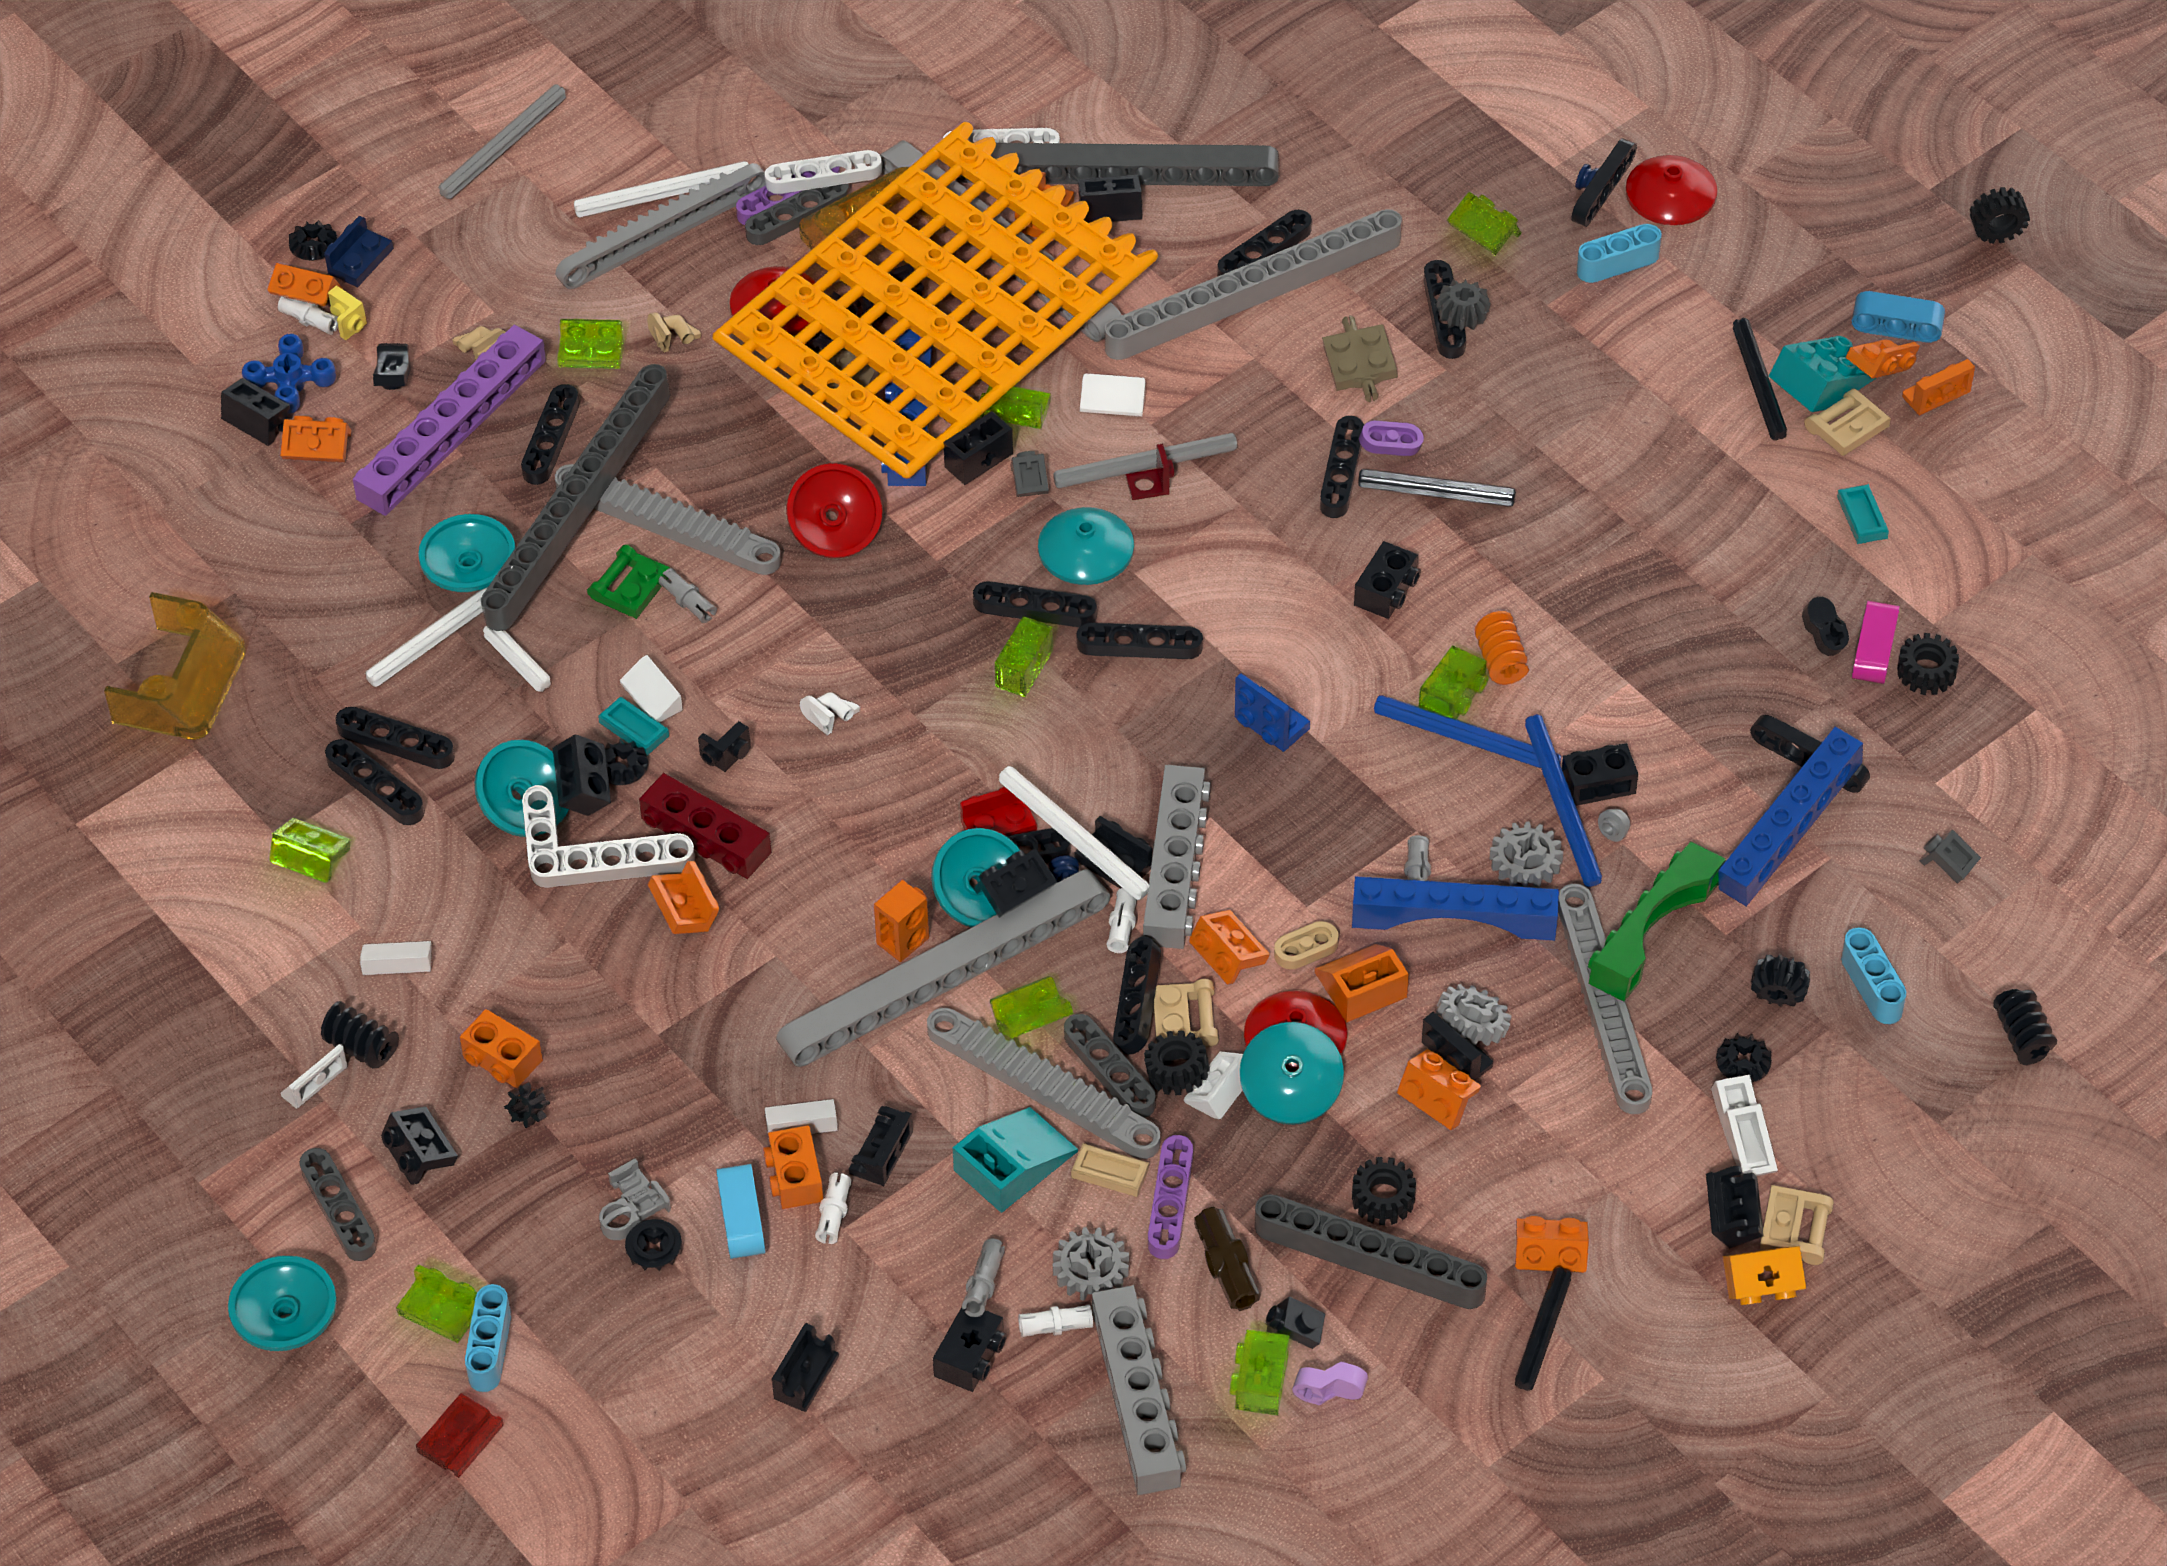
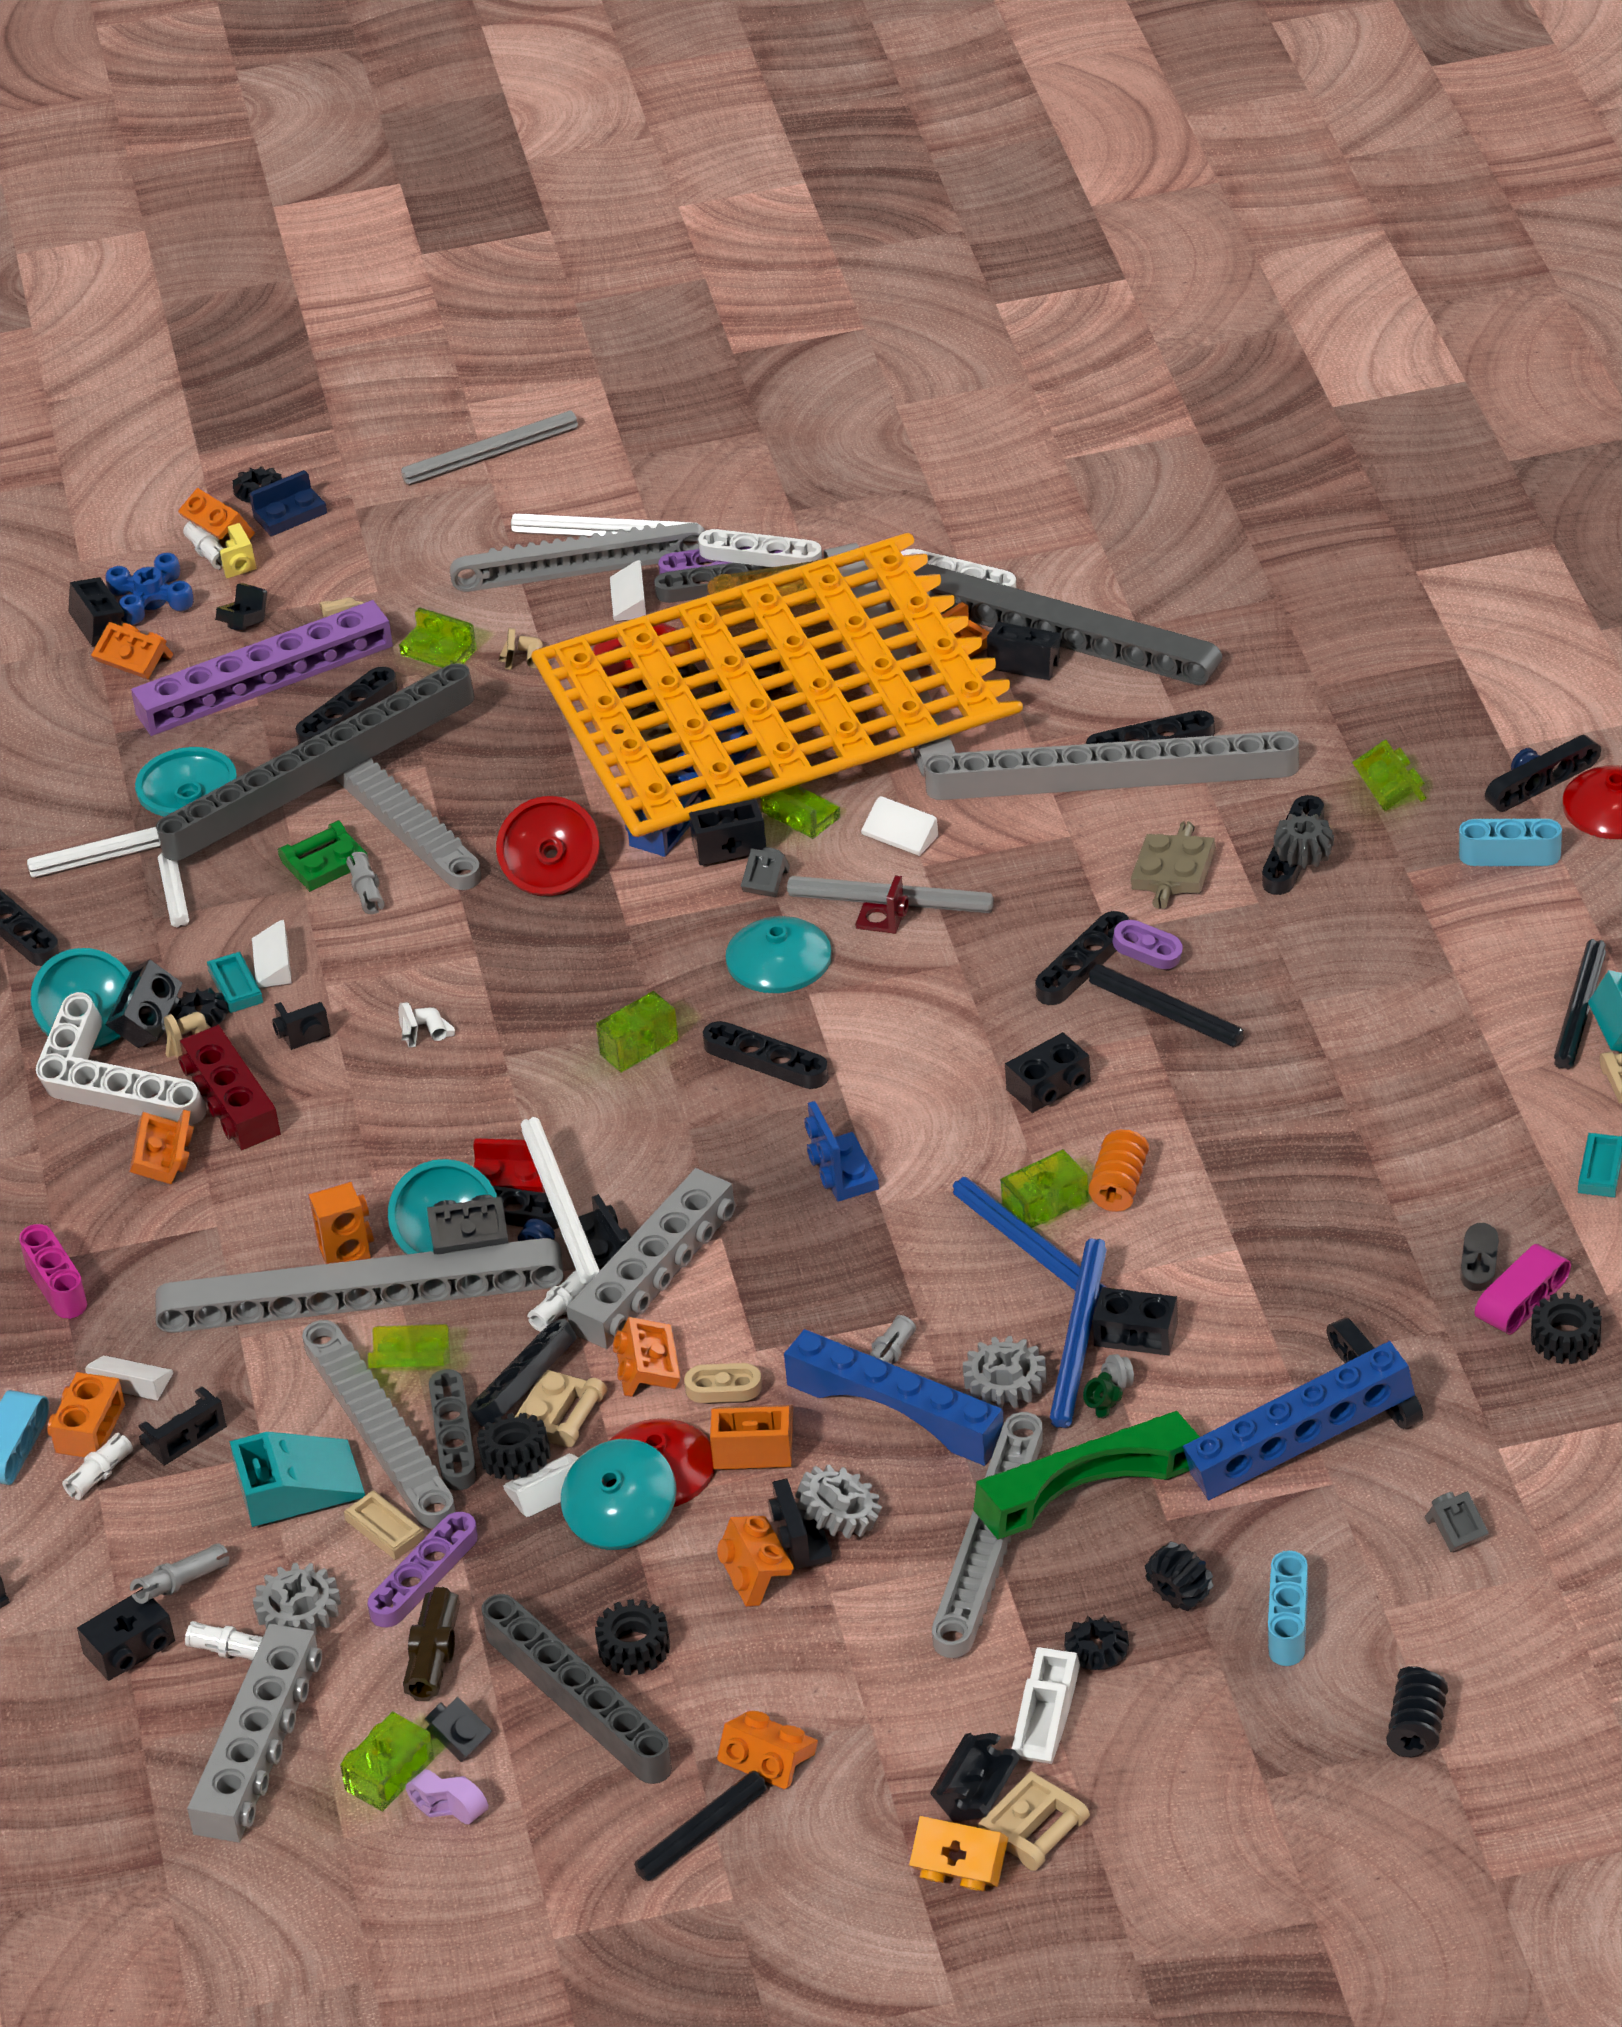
camera: 30 degrees right, 10 degrees down
(626, 789) = (193, 1022): none -> tan piece
(684, 1051) = (53, 1271): none -> dark pink beam
(727, 246) = (628, 593): none -> white slope
(1036, 599) = (654, 973): black beam -> none
(1605, 851) = (1102, 1394): none -> dark green plate

